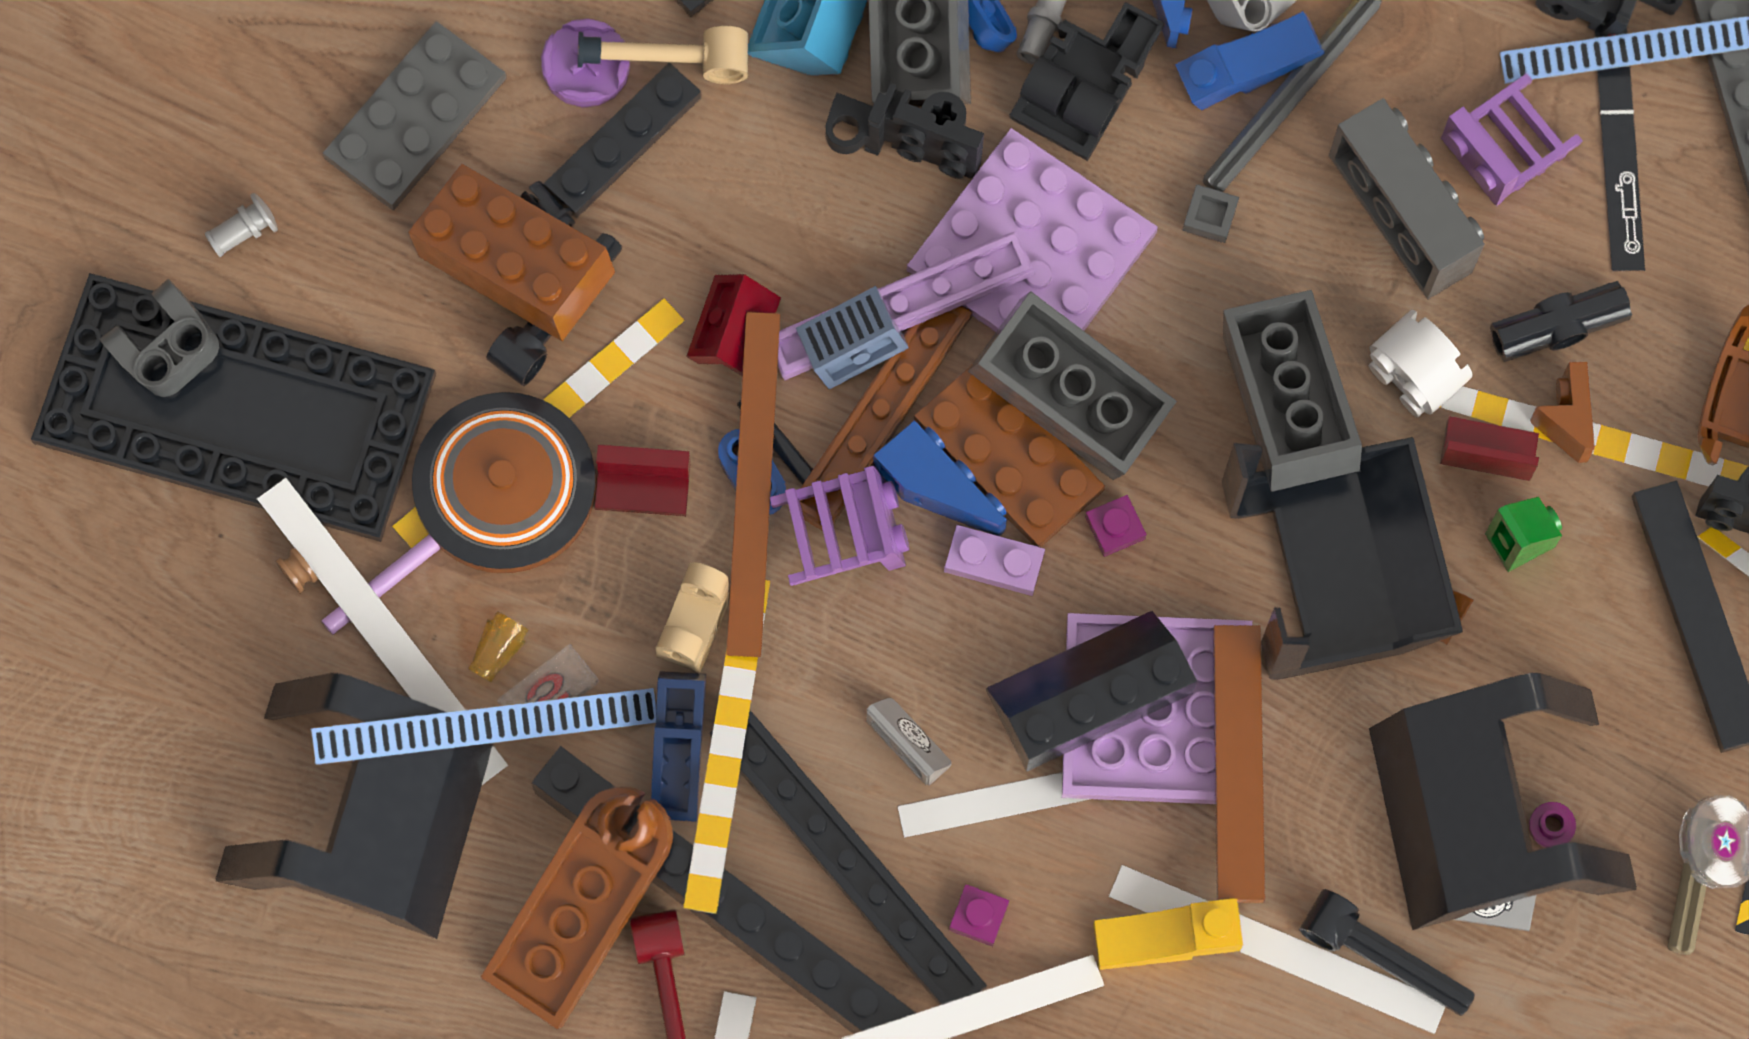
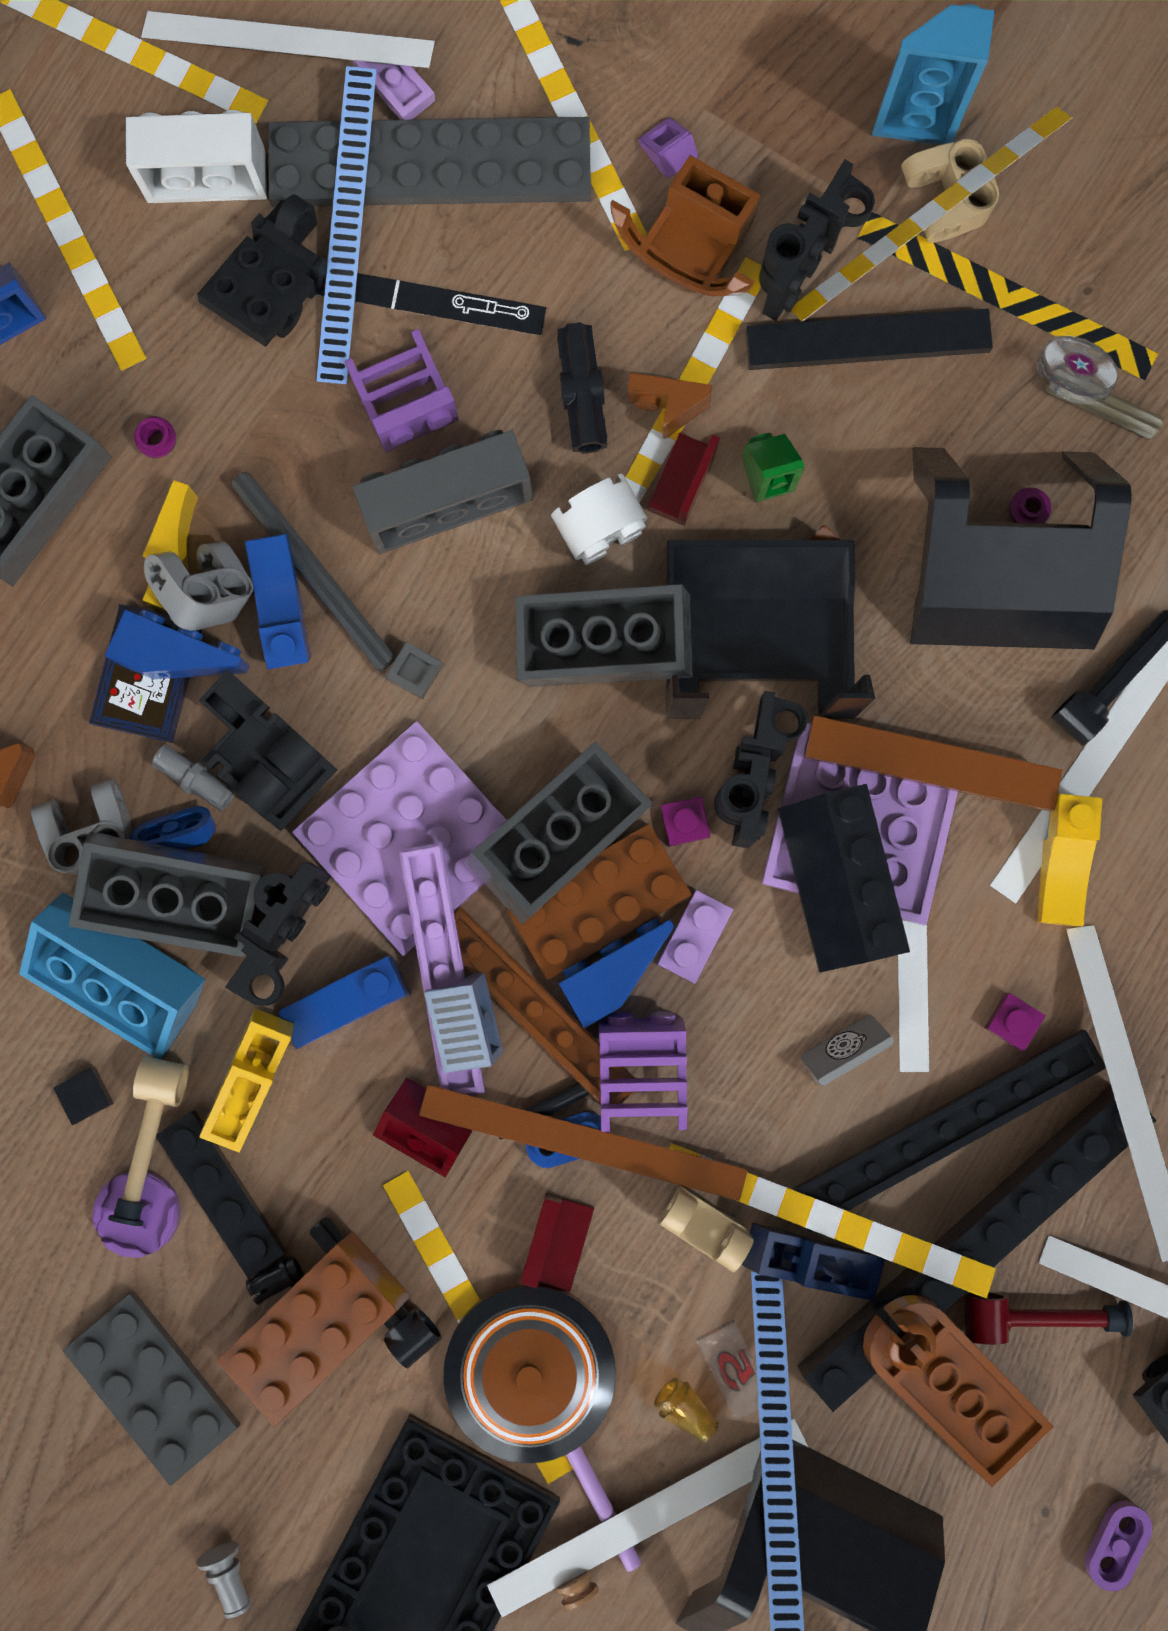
camera: 75 degrees left, 10 degrees up
(746, 136) = (247, 1080): none -> yellow slope
(848, 219) = (345, 1001): none -> blue slope
(1179, 577) = (758, 778): none -> black plate

